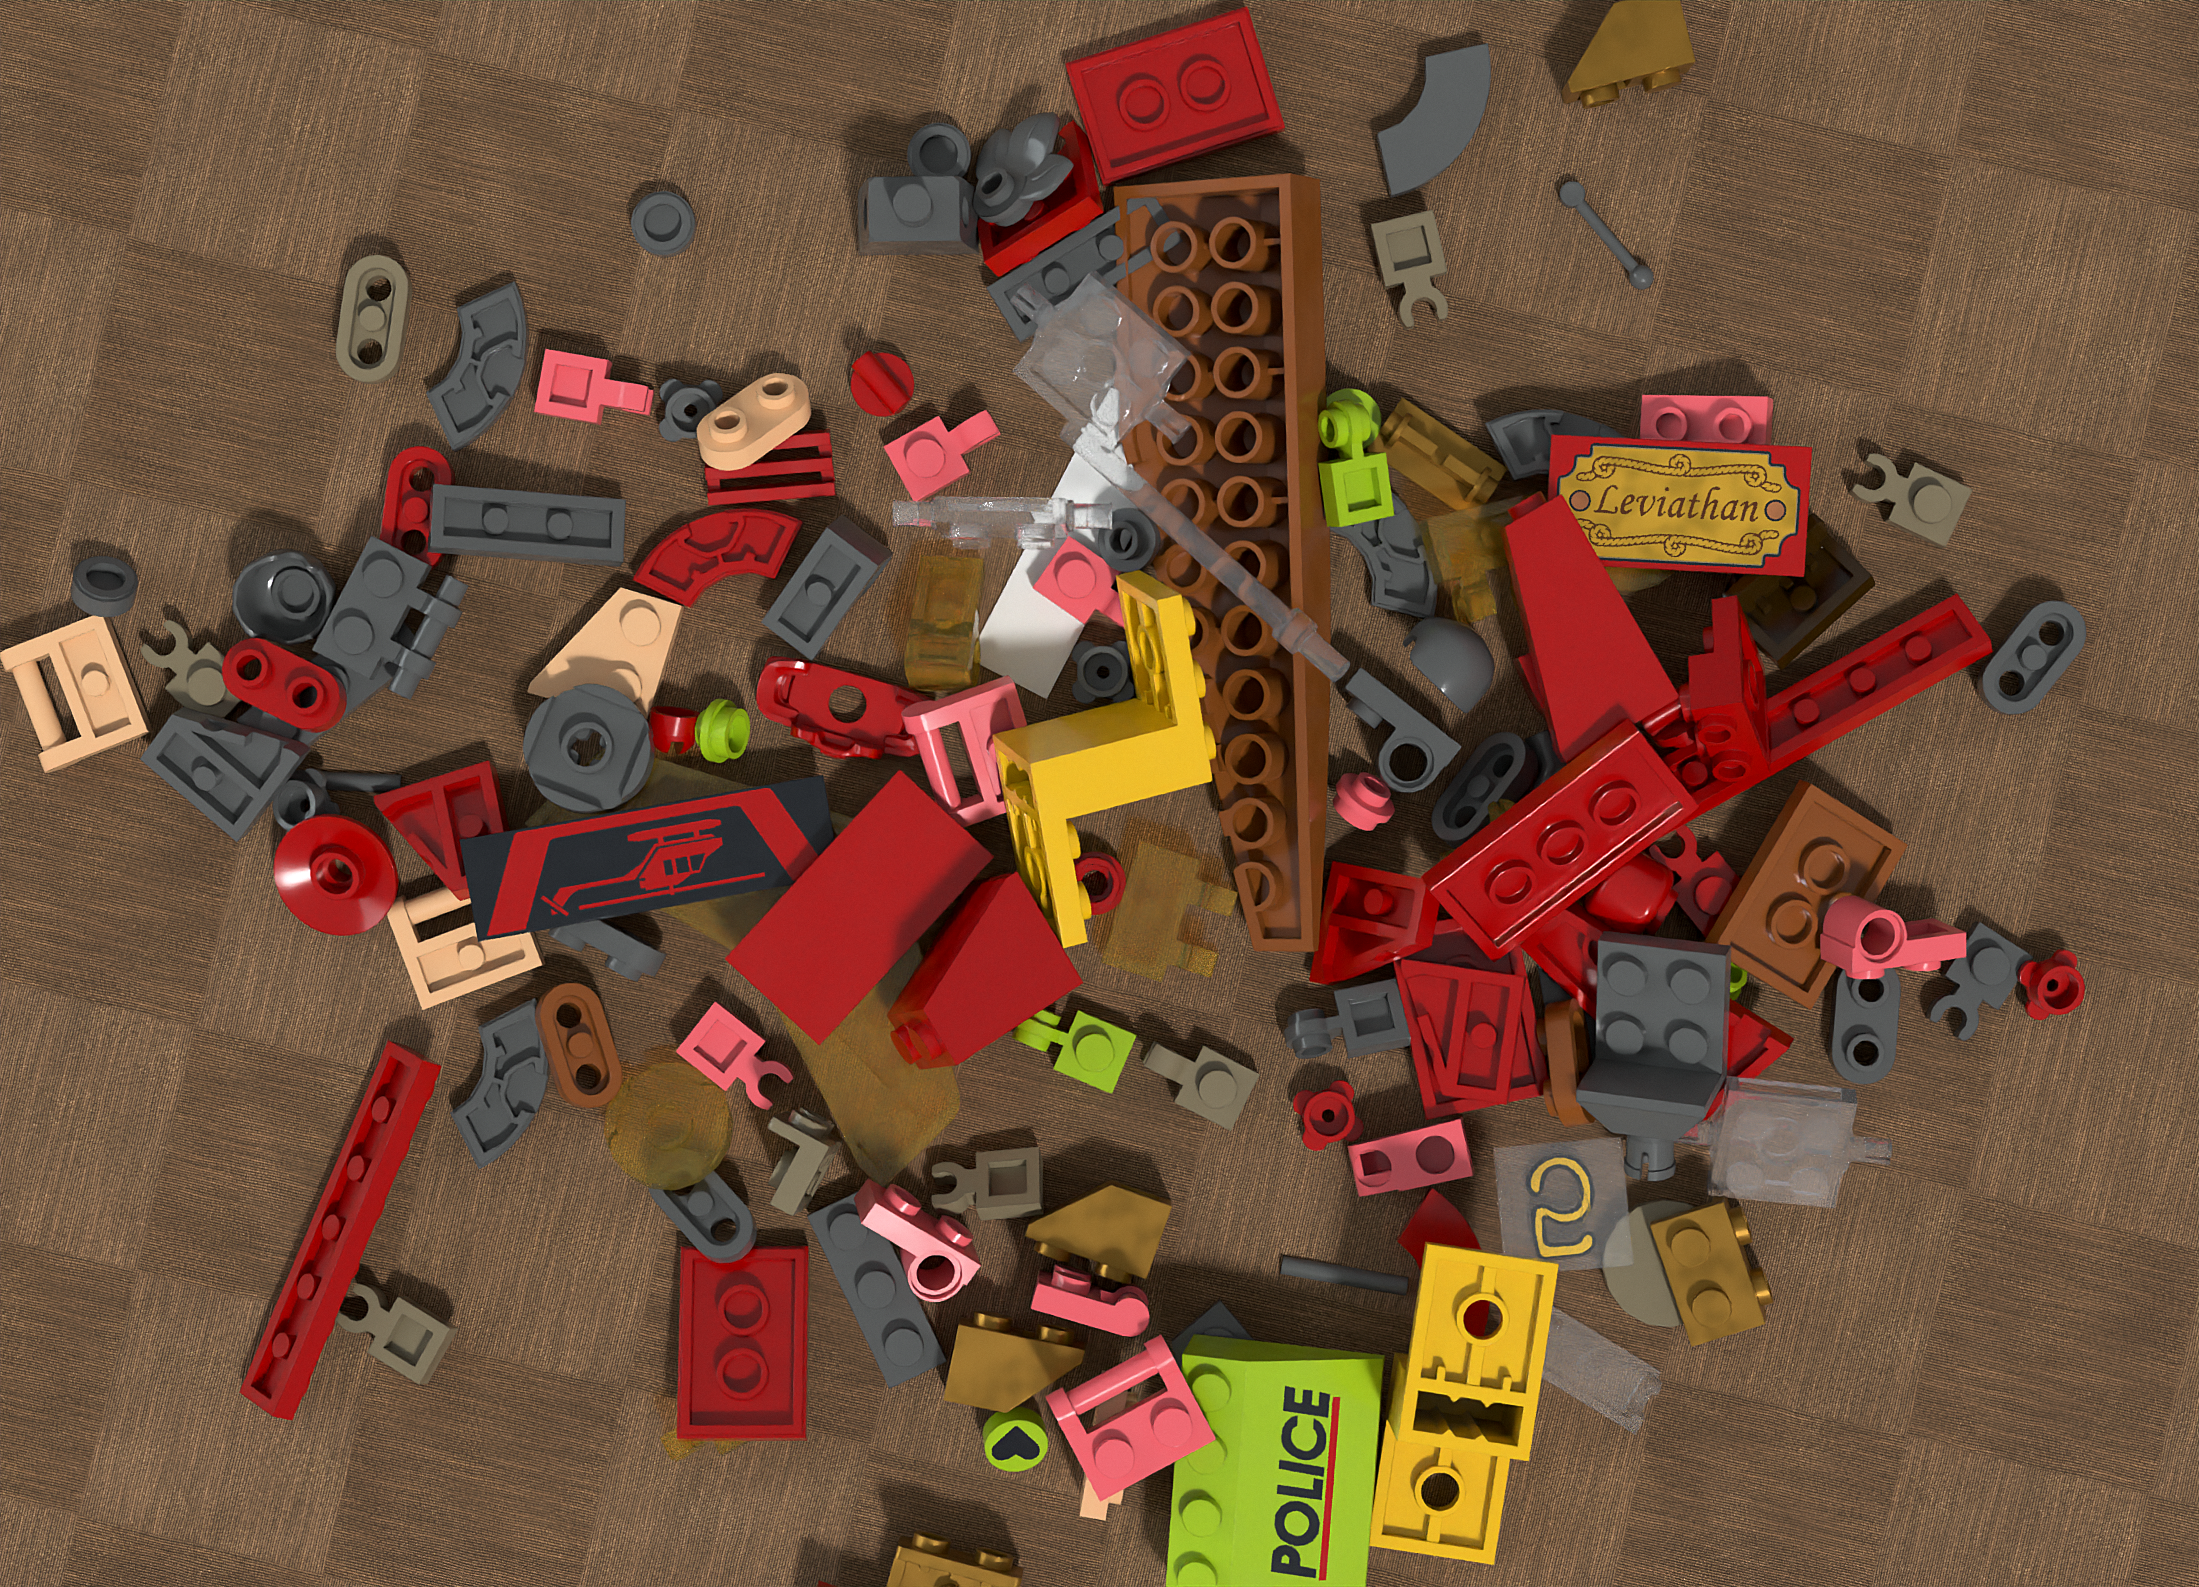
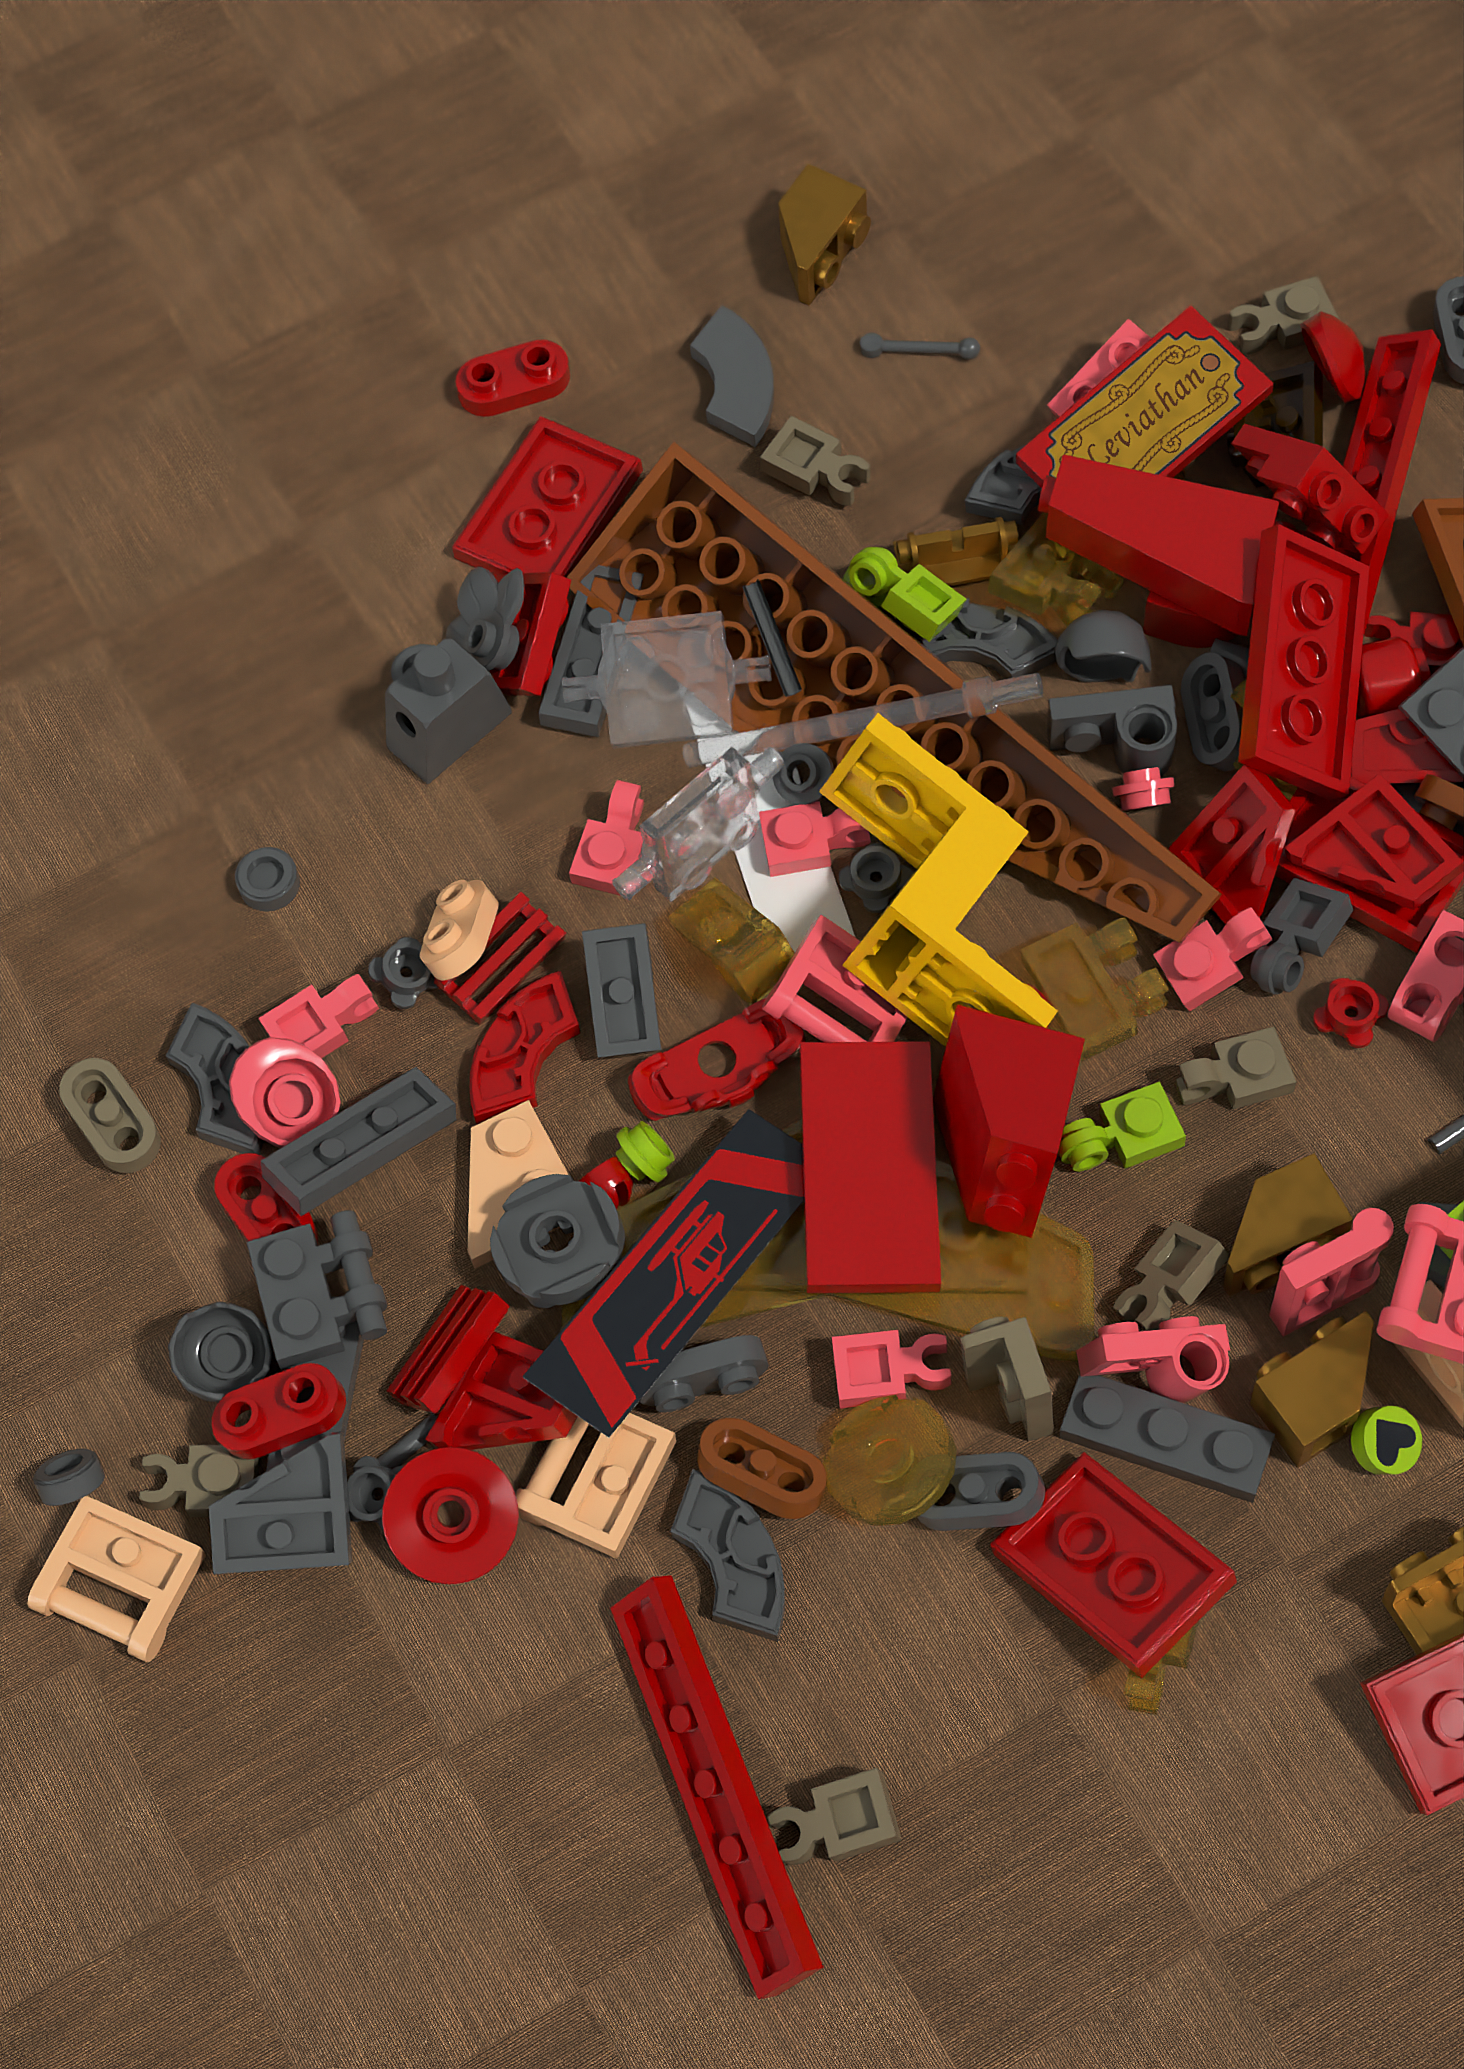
camera: 40 degrees left, 25 degrees down
(448, 746) = (448, 1349): none -> red tile
(507, 436) = (283, 1090): none -> coral hat
(881, 384) = (526, 838): red plate -> none
(1208, 409) = (772, 638): none -> dark grey piece
(1268, 979) = (1206, 960): none -> coral plate
(1897, 584) = (1336, 353): none -> red hat

